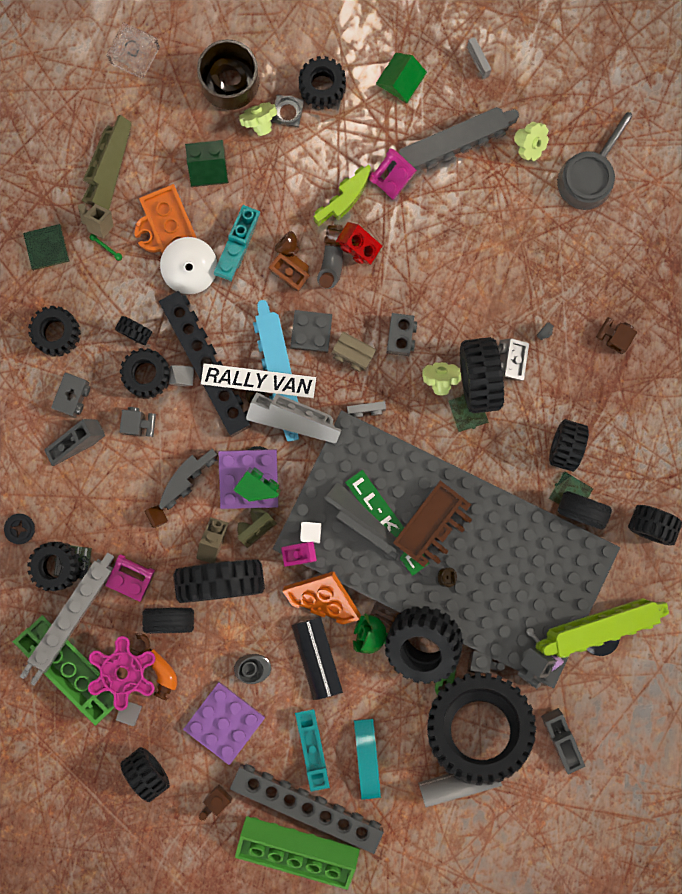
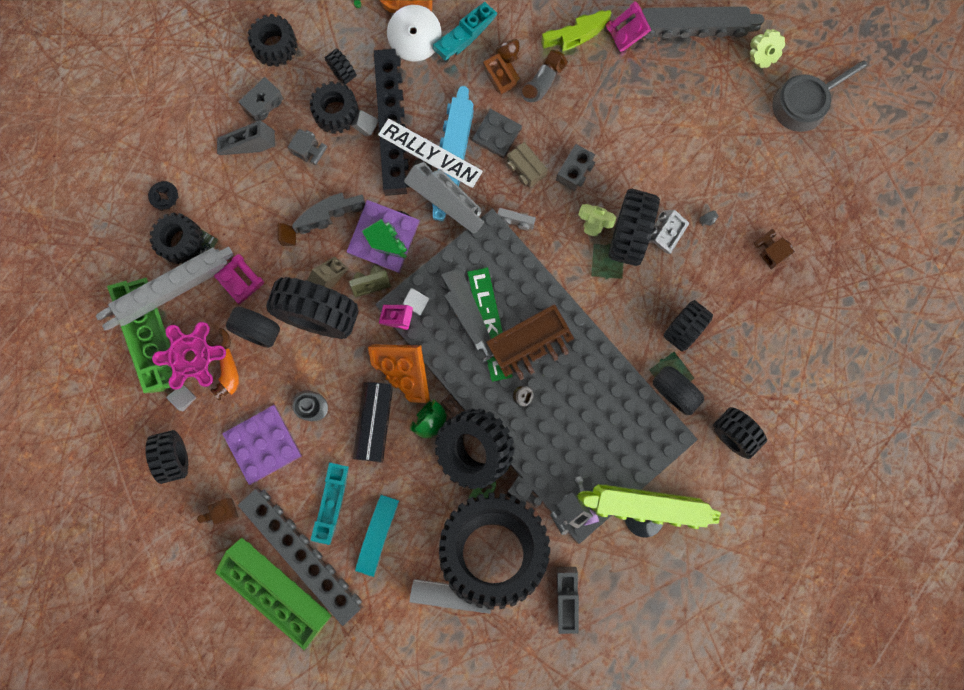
camera: 30 degrees right, 5 degrees down
(361, 241) = (575, 70): red brick -> none

